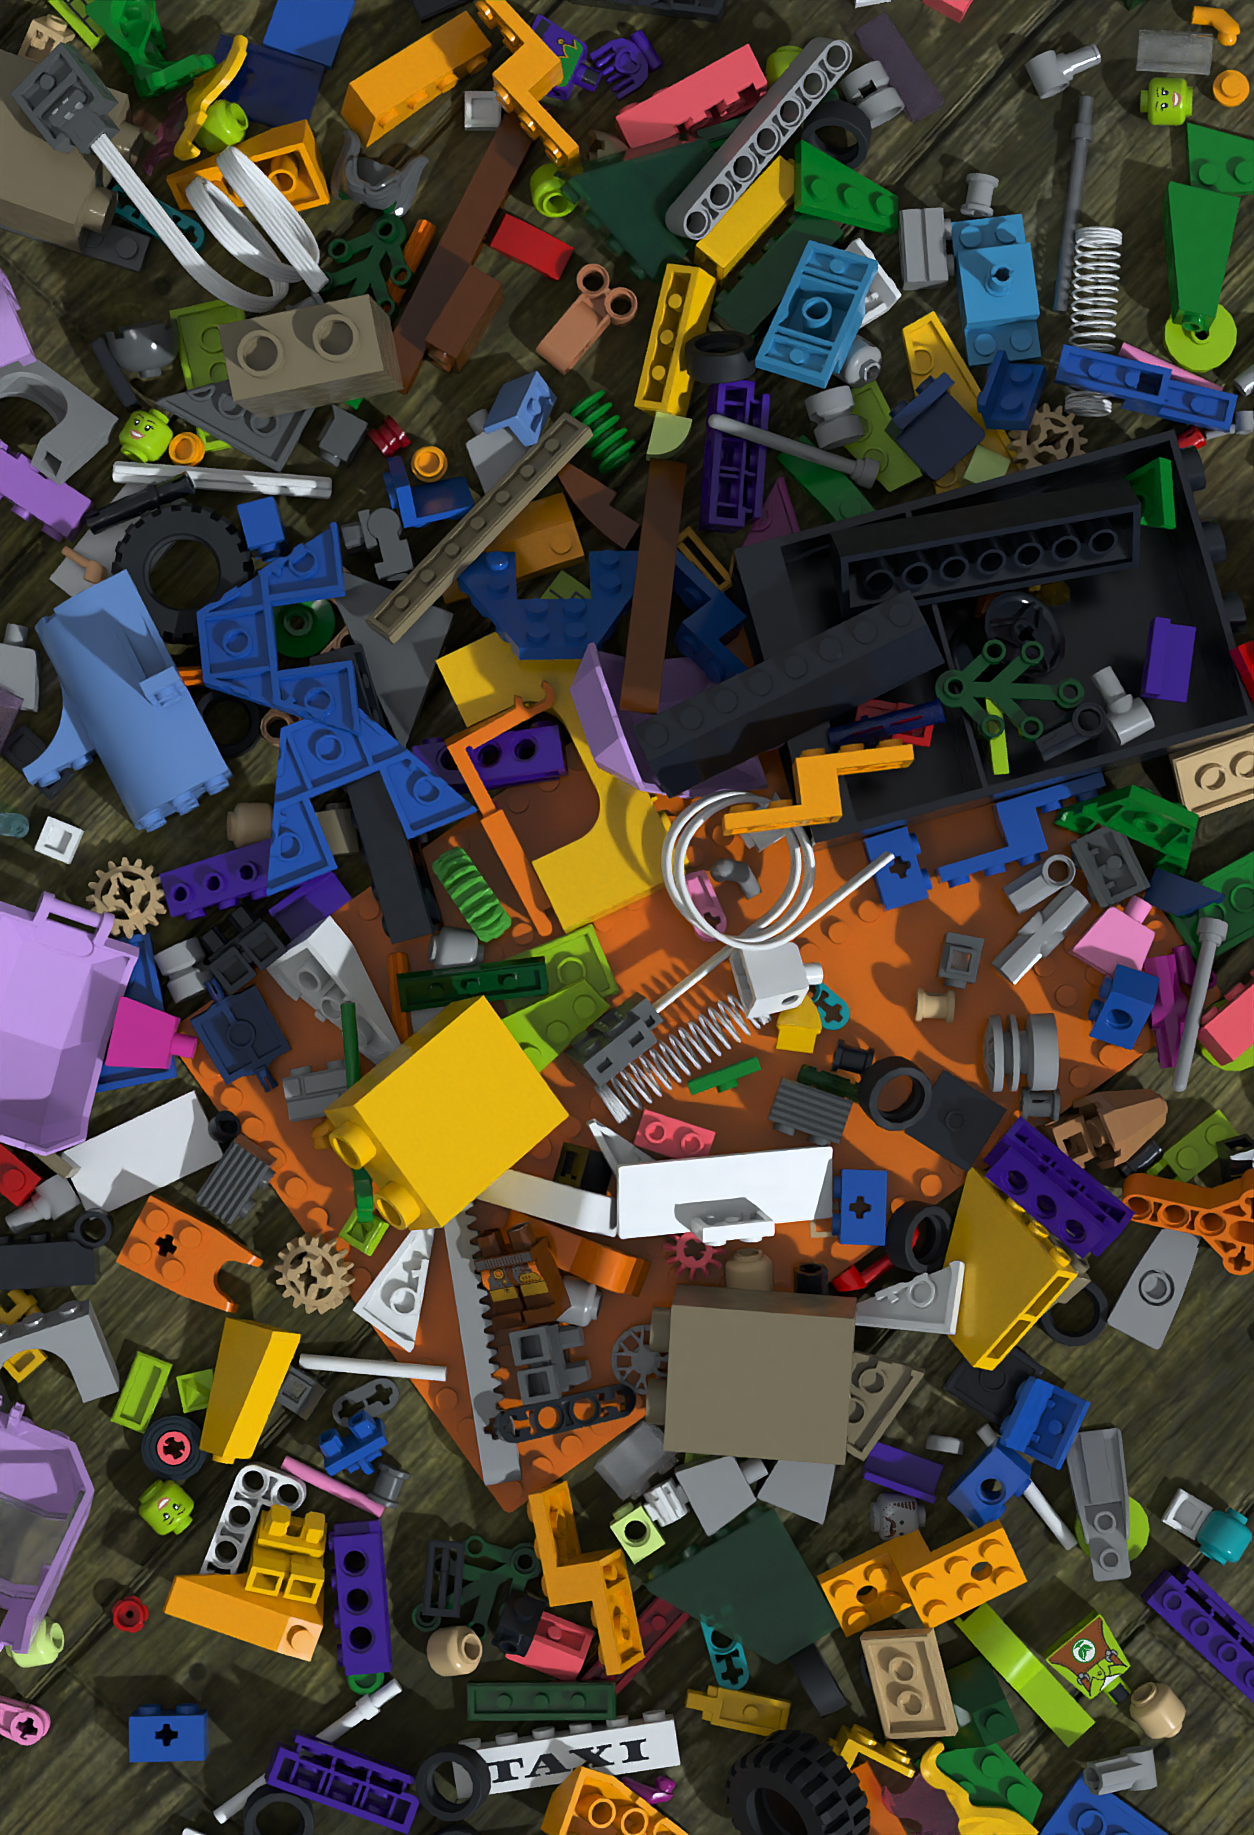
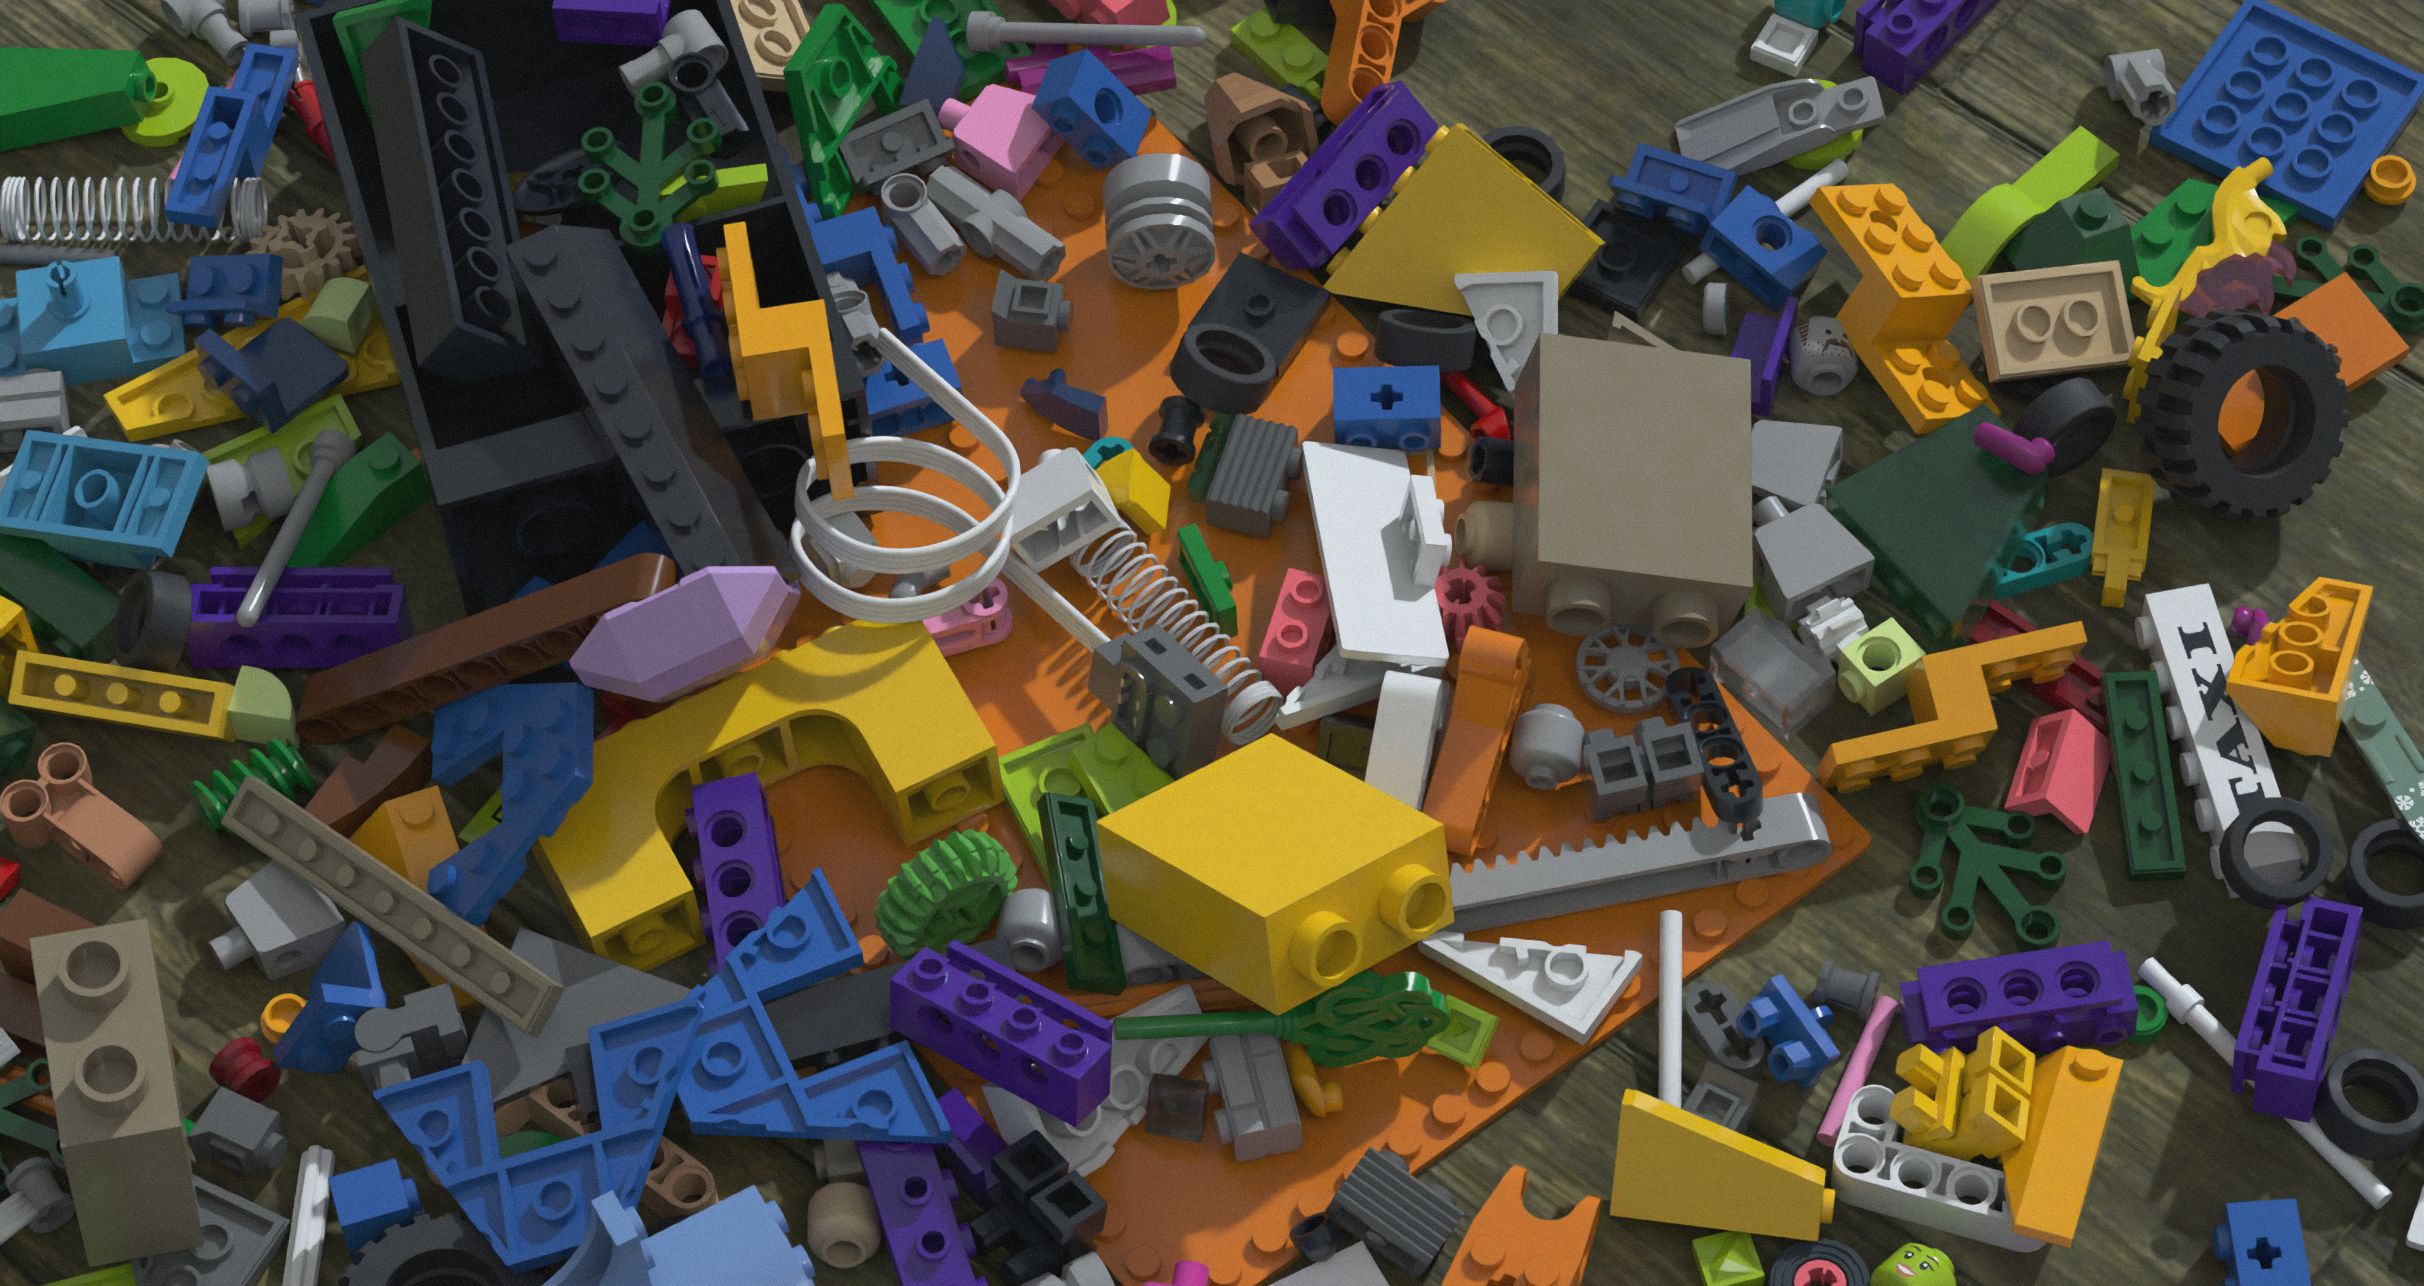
camera: 85 degrees left, 30 degrees down
(240, 1034) = (1169, 1210): dark blue plate -> none
(314, 1273) = (1538, 1075): tan gear -> none
(316, 1042) = (1177, 1107): none -> clear smoke tile
(335, 929) = (1025, 1034): none -> dark purple brick
(441, 1611) = (1977, 910): black tile -> none
(454, 1651) = (2084, 883): tan head -> none
(490, 812) = (847, 852): orange hinge -> none
(518, 1624) = (2033, 795): black bracket -> none
(520, 1277) = (1498, 801): reddish brown hips -> none
(522, 406) = (207, 891): medium blue panel -> none
(776, 517) = (416, 570): magenta tile -> none
(788, 1638) = (2016, 450): none -> magenta arm
(890, 970) = (1068, 406): none -> dark blue slope
(928, 837) = (858, 323): none -> light grey piece
(934, 1005) = (1097, 338): tan bush -> none
(1039, 1103) = (1231, 213): dark grey bush -> none
(1090, 1659) = (1991, 131): torso -> none
(1155, 1287) = (1474, 81): light grey piece -> none
(1157, 1710) = (2053, 55): tan head -> none

